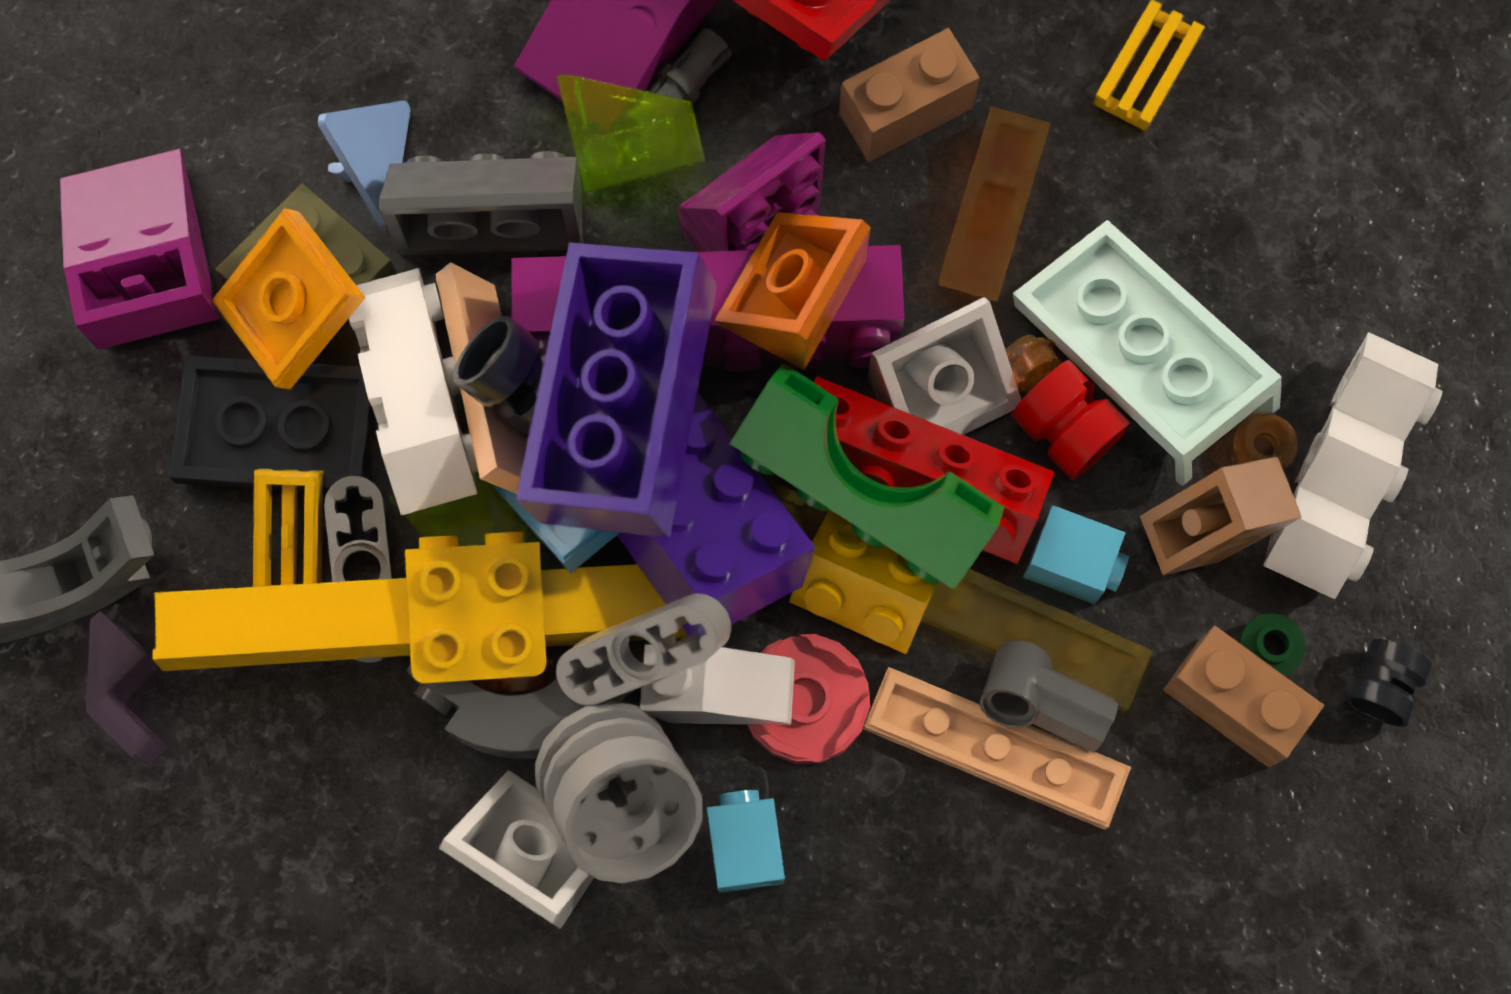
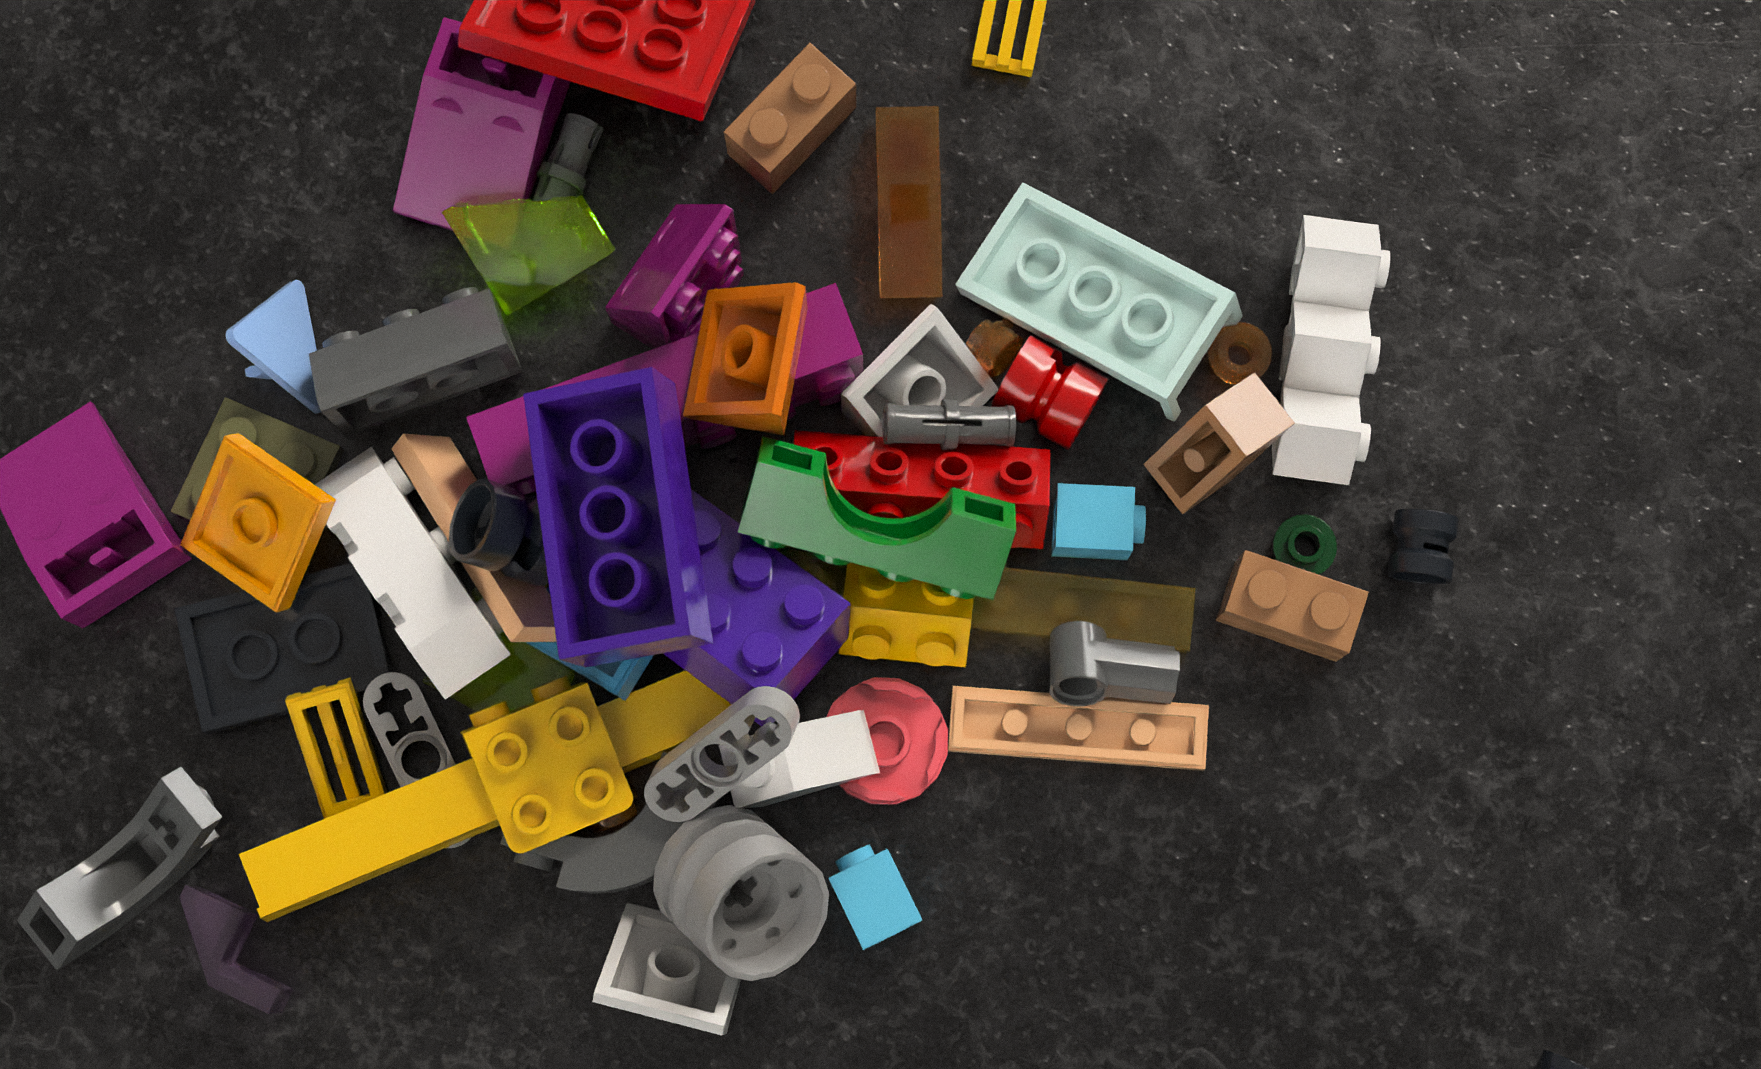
camera: 20 degrees left, 5 degrees up
(965, 415) = (990, 424): none -> dark grey pin

